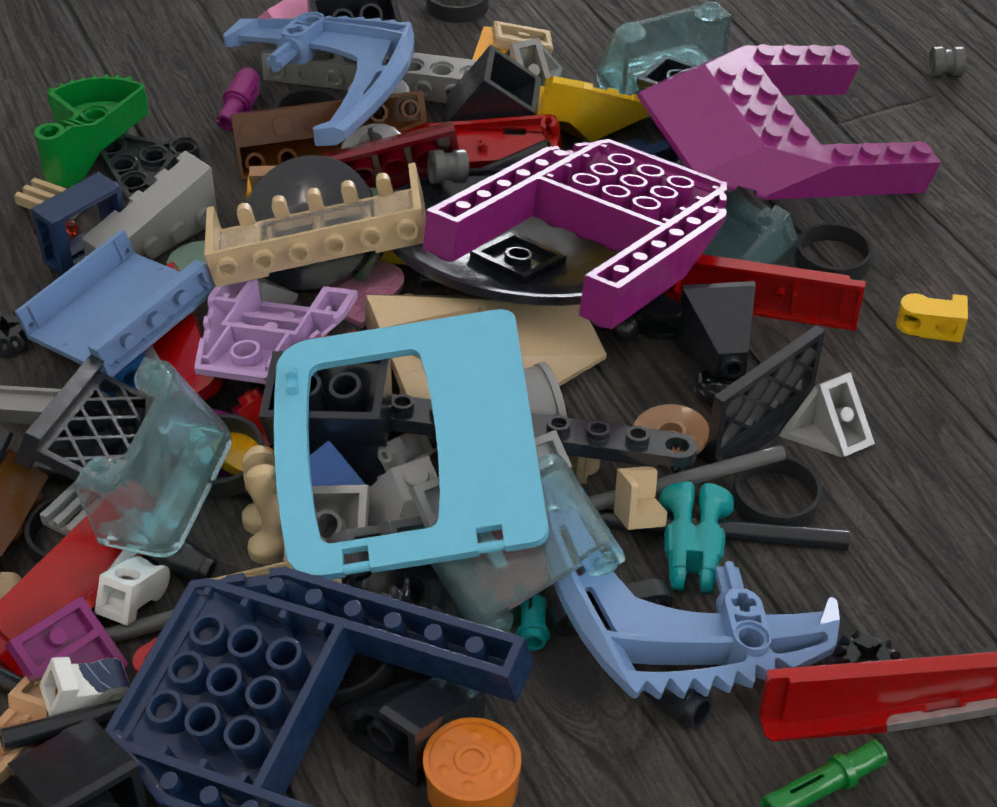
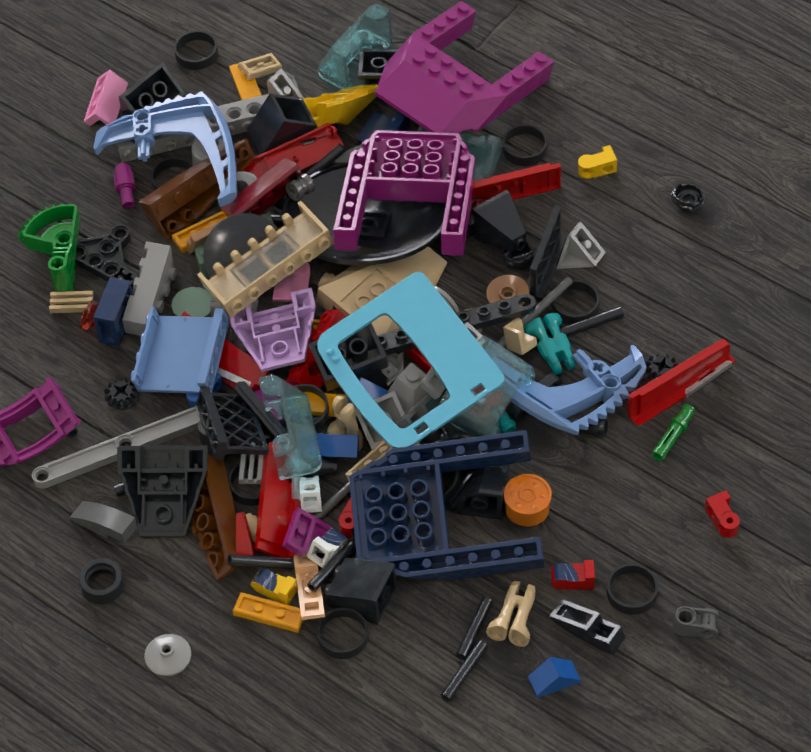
camera: 25 degrees left, 10 degrees up
(231, 534) = (338, 445): none -> blue slope

